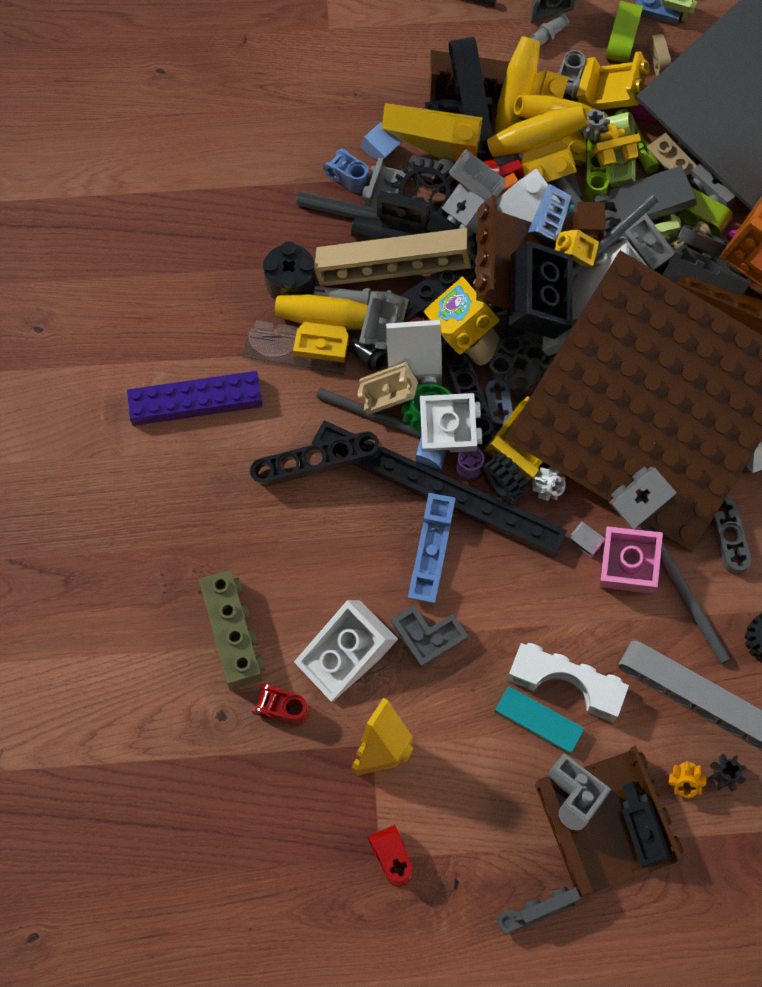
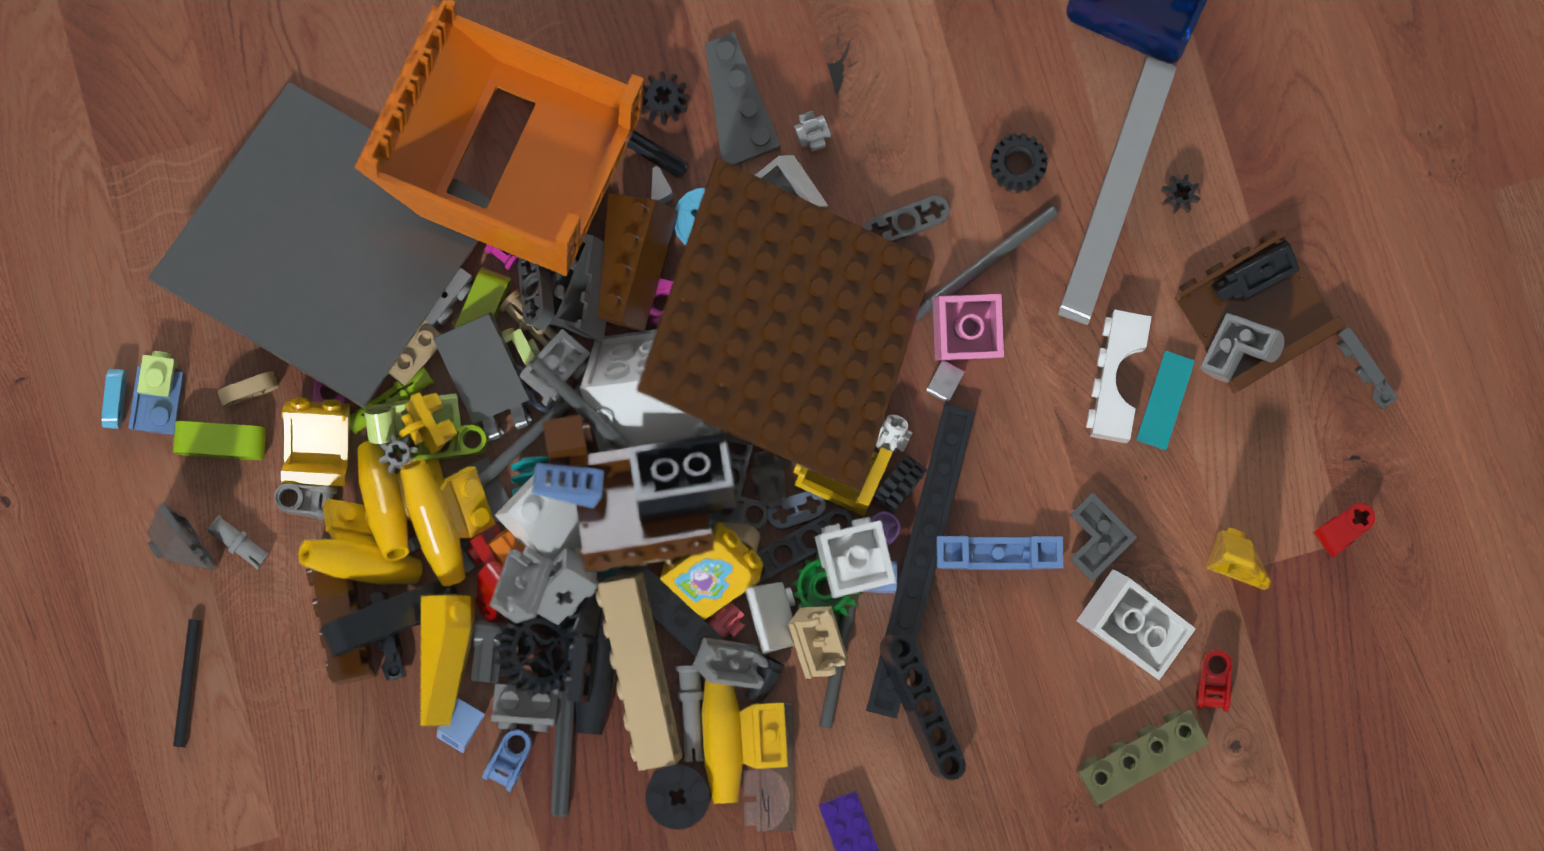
camera: 105 degrees left, 15 degrees up
(579, 245) = (610, 446): yellow bracket -> none
(637, 511) = (900, 325): light grey brick -> none
(687, 780) = (1198, 234): light orange gear -> none

